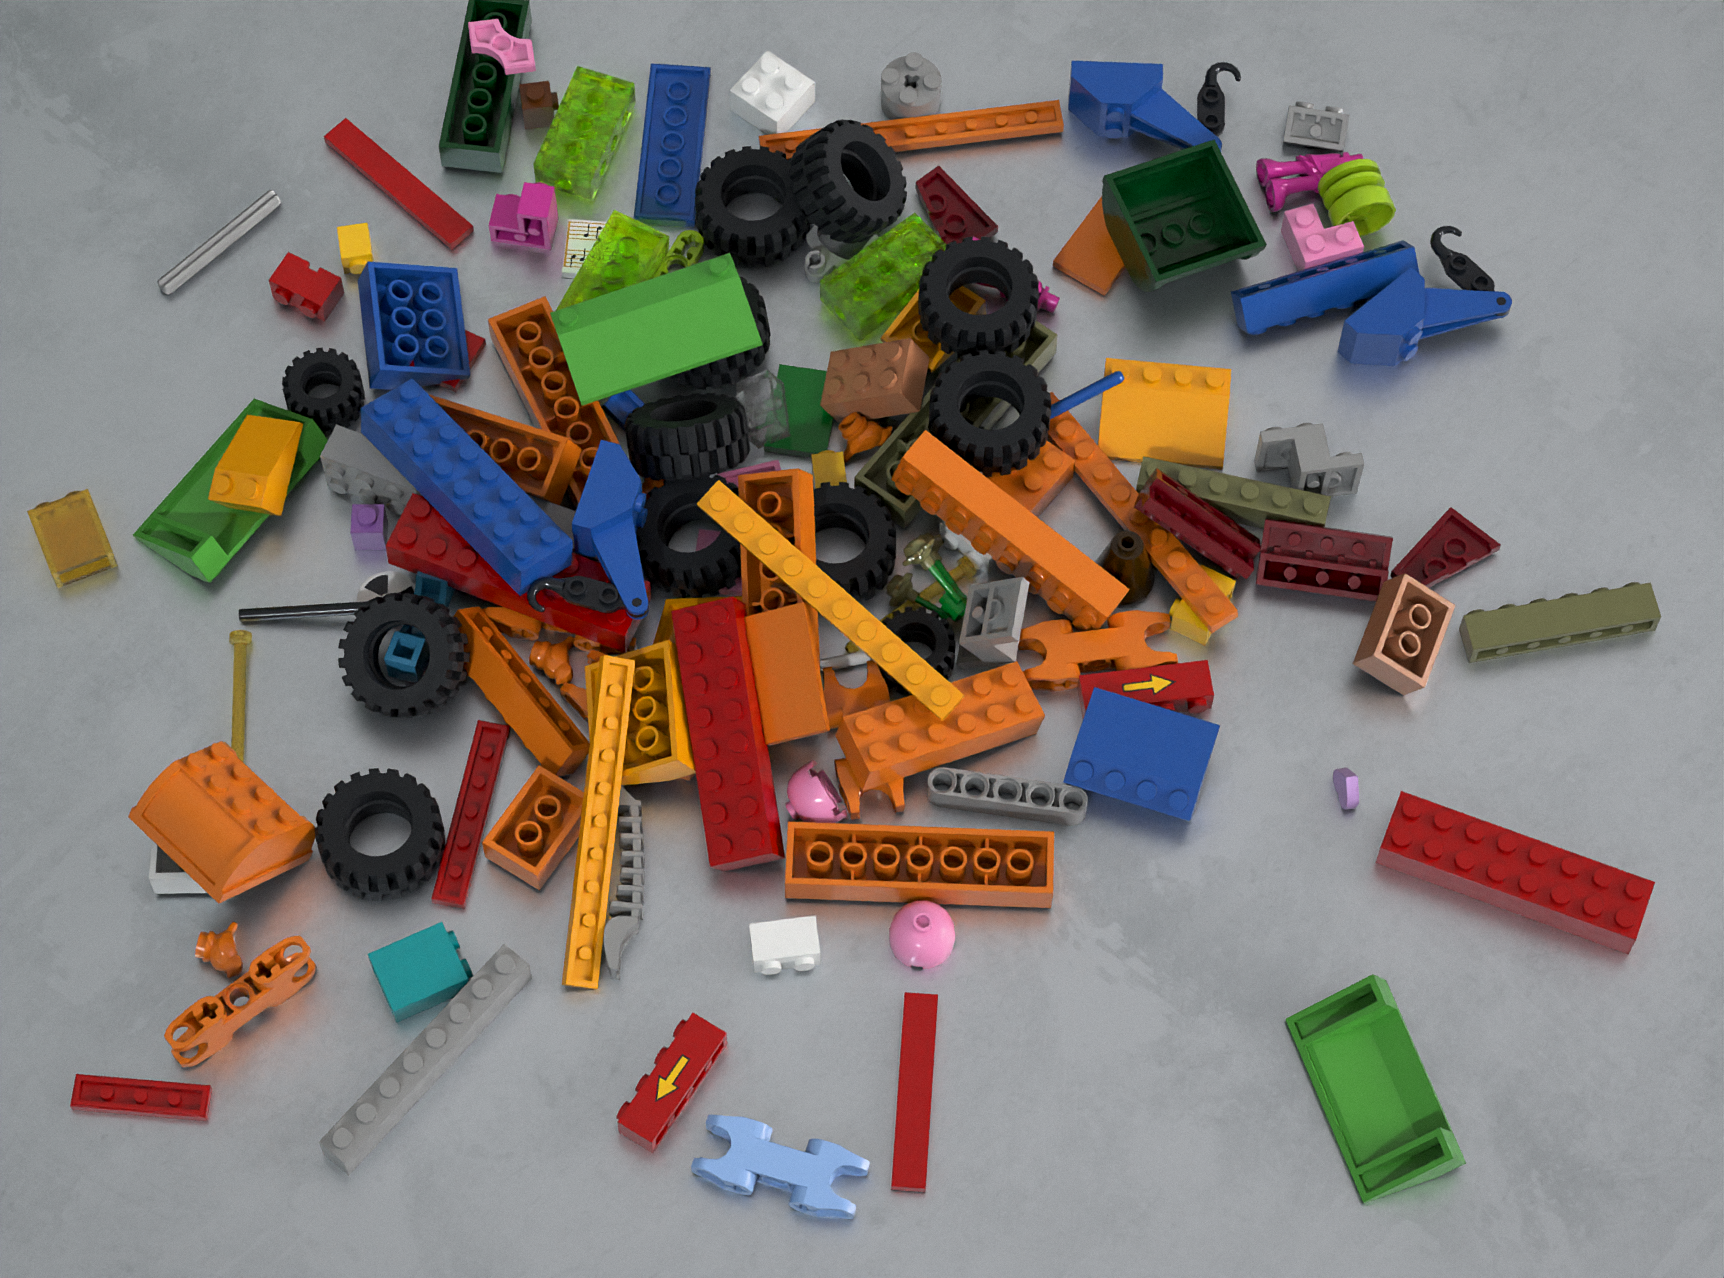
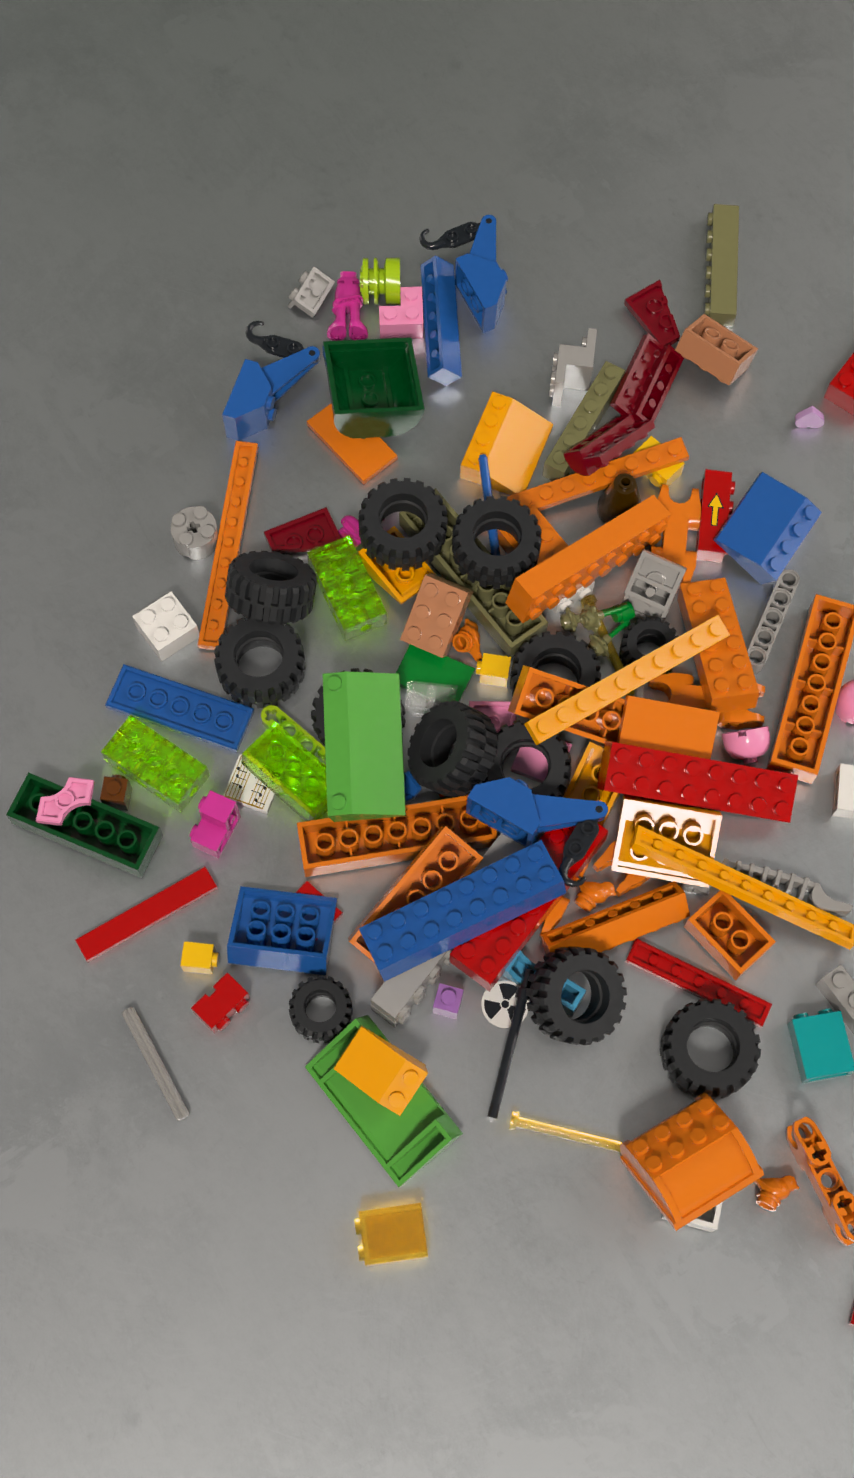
camera: 75 degrees left, 5 degrees up
(825, 258) = (316, 625): light grey piece -> none

